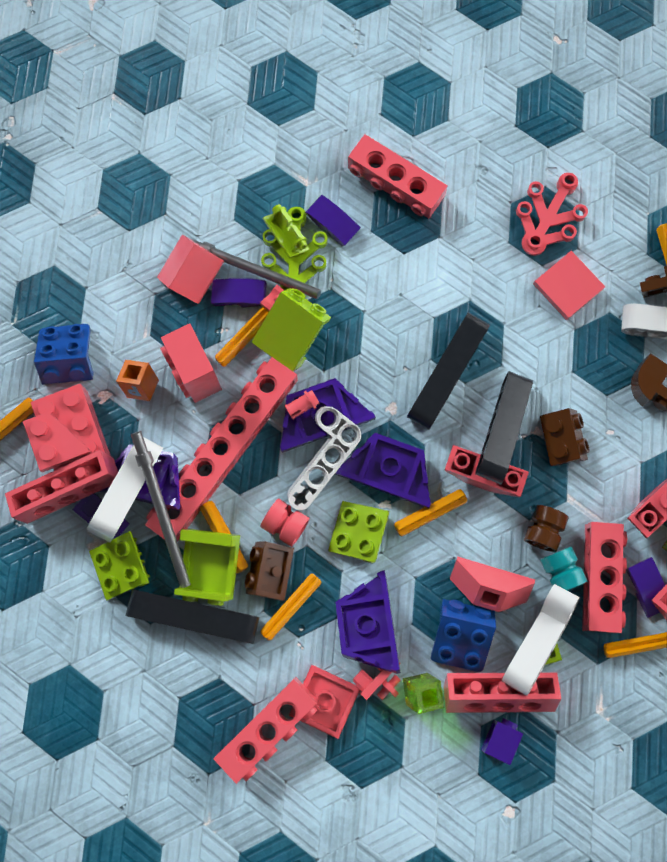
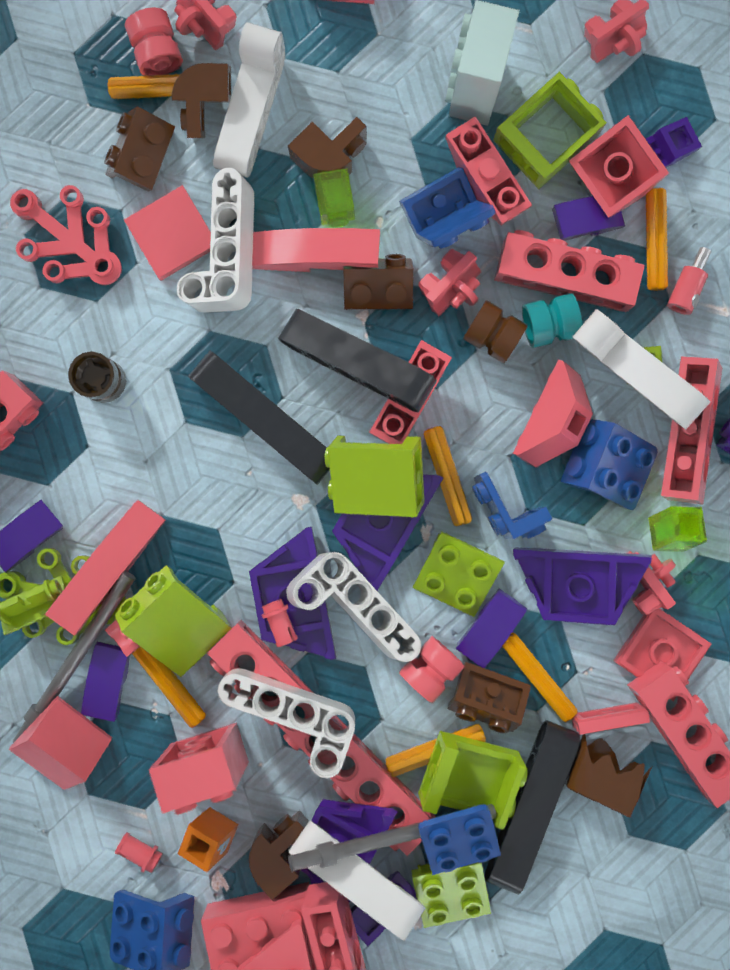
camera: 75 degrees left, 10 degrees up
(119, 335) = (138, 853): none -> coral pin
(124, 424) = (270, 854): none -> reddish brown brick
(164, 559) = (459, 839): none -> blue bracket
(222, 667) = (599, 778): none -> reddish brown piece
(238, 418) = (285, 714): none -> white beam
(268, 665) = (610, 718): none -> coral tile
(315, 273) = (104, 567): none -> coral slope
(322, 563) = (491, 628): none -> dark purple slope
(406, 573) = (526, 525): none -> blue bracket
(421, 455) = (376, 477): none -> lime panel
(455, 250) = (96, 377): none -> dark brown wheel
(574, 492) = (455, 286): none -> coral hips
(579, 384) = (315, 249): none -> coral slope
(599, 323) = (230, 200): none -> white beam
(614, 675) = (690, 284): none -> coral piece
(620, 394) = (334, 197): none -> clear neon green brick
(624, 253) = (139, 148): none -> reddish brown bracket
(630, 475) = (445, 210): none -> blue bracket

